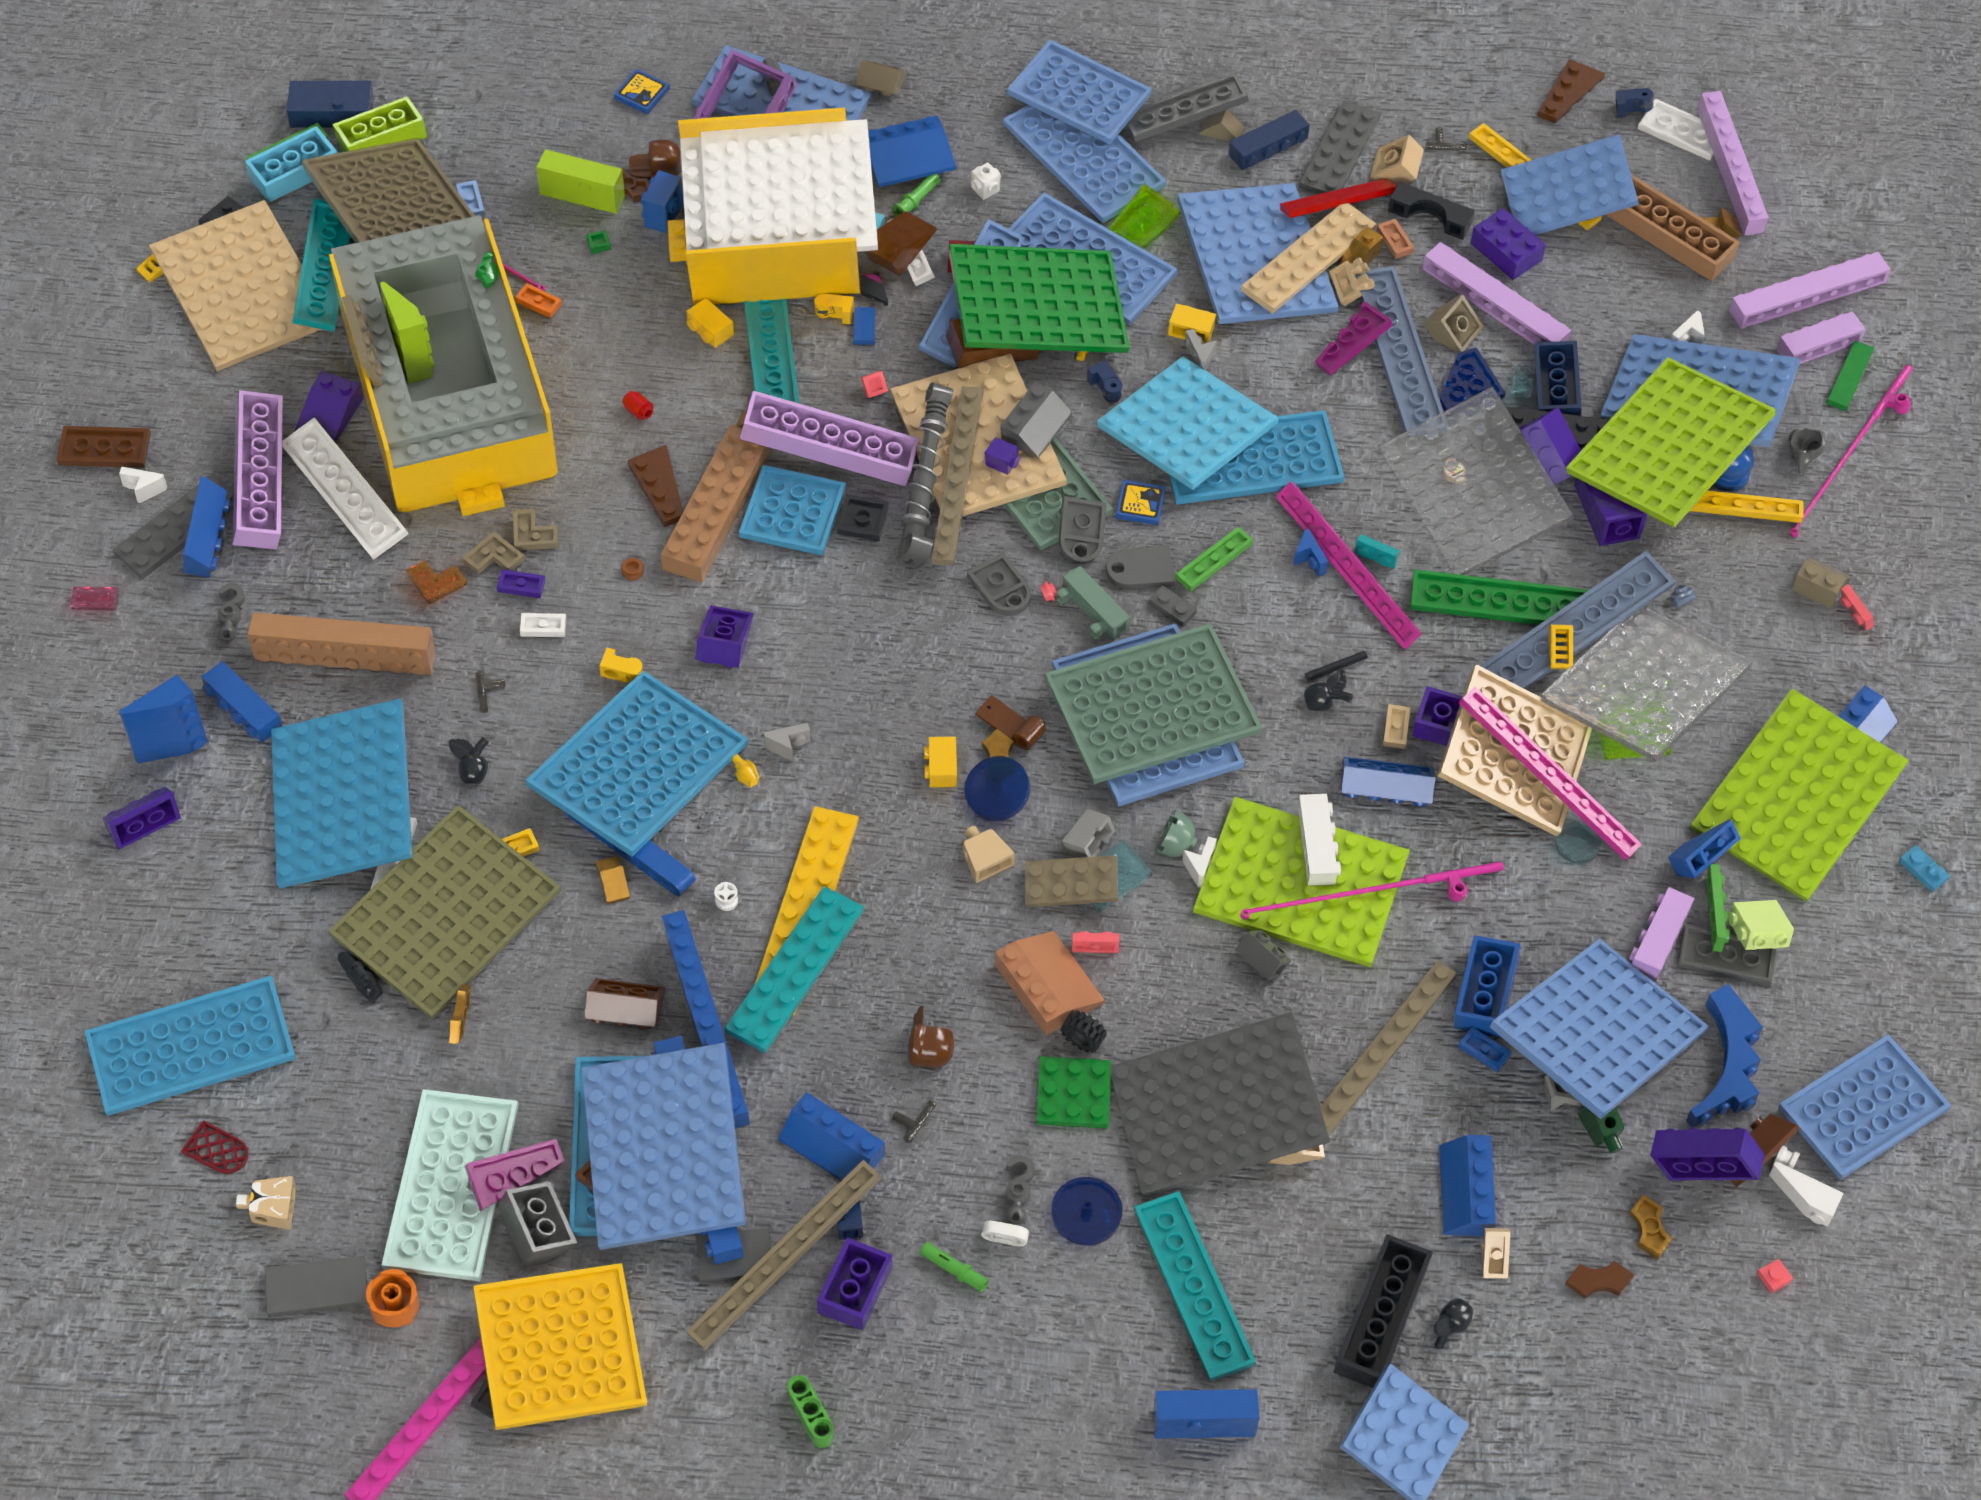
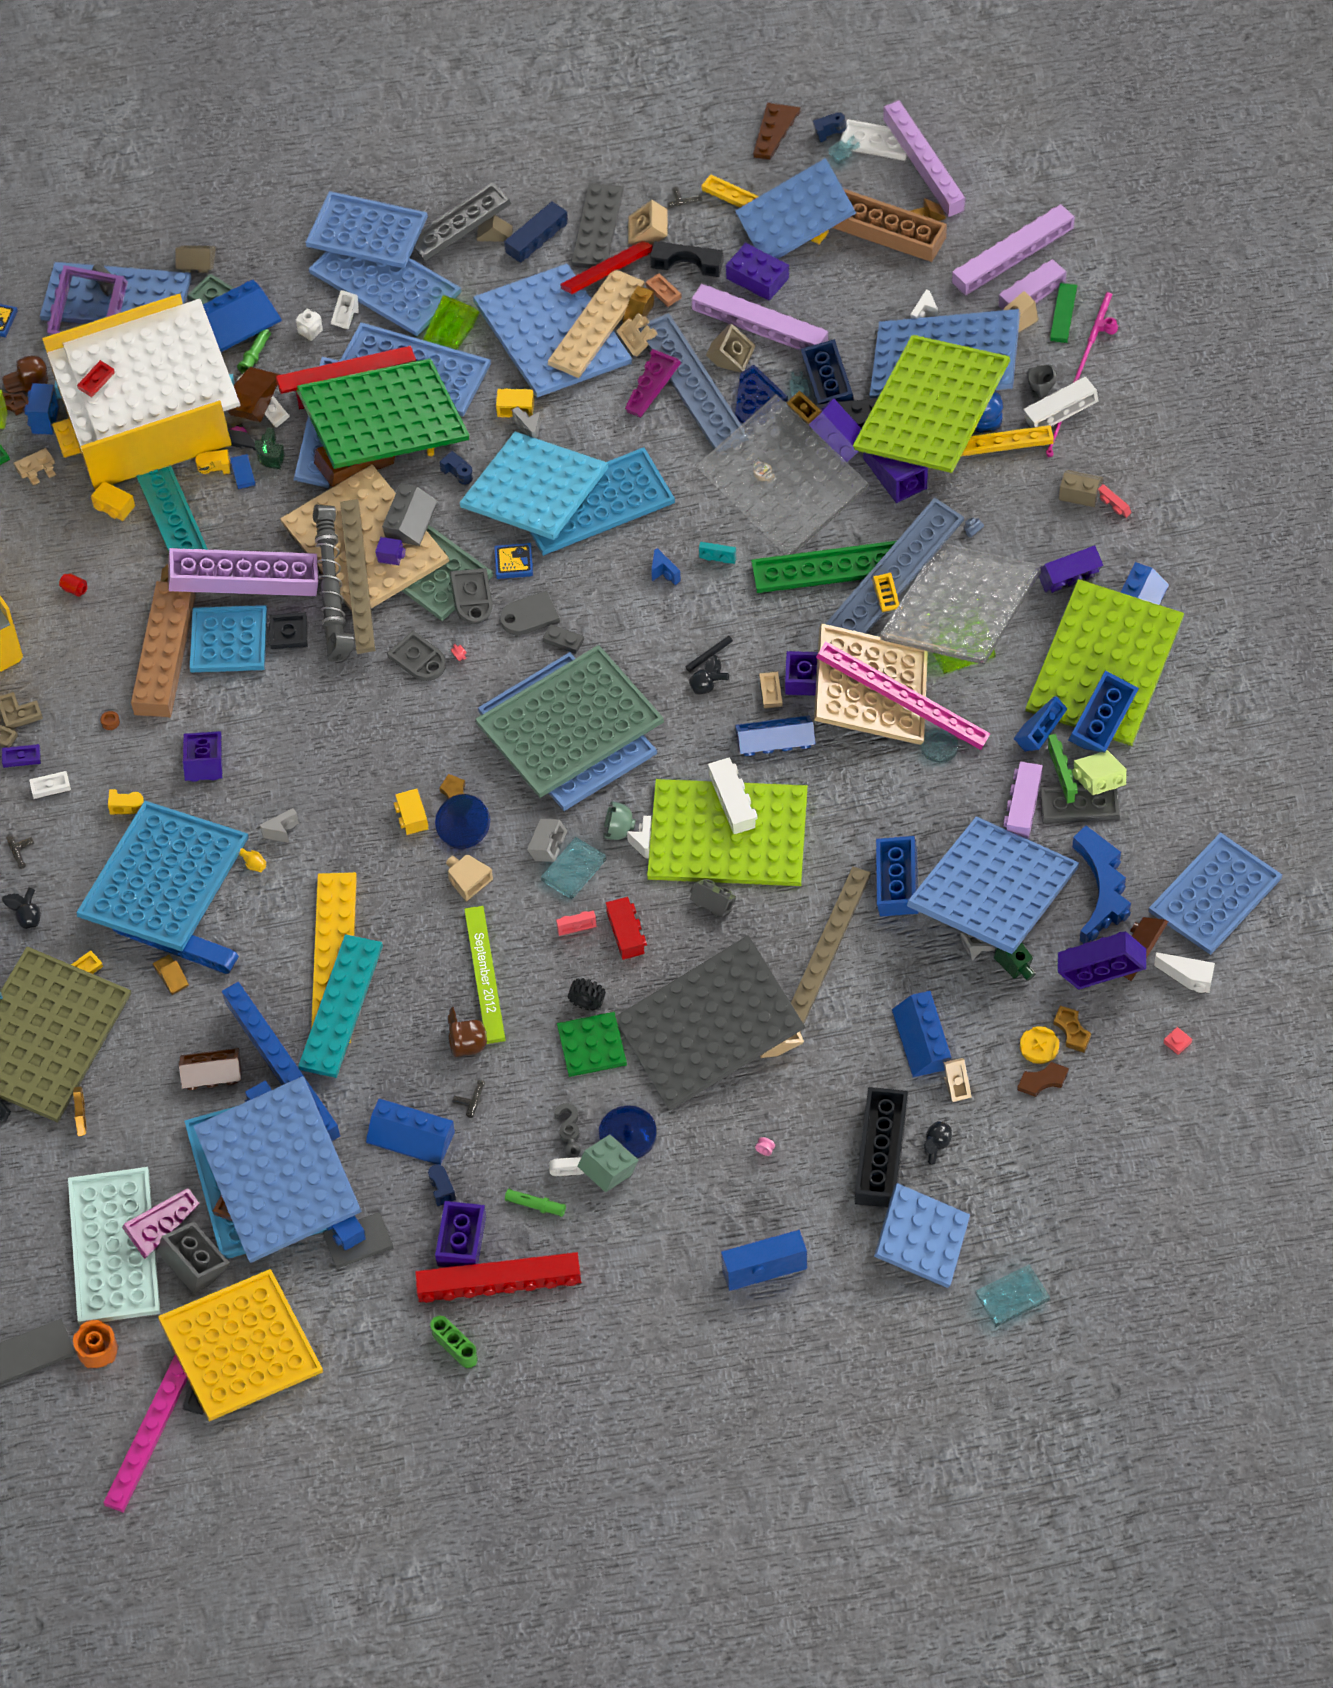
camera: 10 degrees left, 0 degrees up
(637, 259) = (33, 463): none -> tan plate
(657, 481) = (109, 644): reddish brown wing -> none
(724, 180) = (96, 378): none -> red plate
(726, 890) = (269, 959): white wheel -> none
(783, 1255) = (398, 1228): dark tan plate -> none
(874, 384) = (265, 518): coral plate -> none
(885, 115) = (209, 289): none -> sand green tile
(885, 1347) = (498, 1277): none -> red brick
(899, 311) = (268, 452): none -> clear green brick
(942, 237) = (290, 381): none -> red tile
(972, 976) = (484, 974): none -> lime tile
(1022, 731) = (448, 763): reddish brown door -> none
(1030, 173) = (344, 310): none -> white slope
(1047, 979) = (545, 962): nougat slope -> none
(1052, 1243) = (607, 1163): none -> sand green brick
(1071, 881) = (543, 879): dark tan plate -> none
(1095, 602) = (499, 652): sand green brick -> none
(1151, 963) = (626, 928): none -> red brick
(1194, 1286) = (728, 1167): teal plate -> none
(1214, 559) = (586, 592): bright green plate -> none
(1244, 1272) = (765, 1146): none -> bright pink bush
(1349, 566) = (697, 569): dark pink plate -> none
(1456, 891) = (853, 809): dark pink piece -> none
(1484, 1049) = (907, 926): blue plate -> none
(1520, 409) = (804, 407): none -> pearl gold slope
(1605, 1236) = (1039, 1045): none -> yellow tile
(1640, 132) = (842, 150): none -> clear light blue plate
(1782, 855) = (1103, 713): none -> blue slope
(1784, 674) = (1070, 569): none -> dark purple brick
(1786, 1157) = (1164, 948): white wheel -> none
(1809, 361) = (1027, 310): none -> tan torso
(1822, 479) = (1061, 404): none -> white brick
(1924, 868) = (1217, 695): dark azure plate -> none

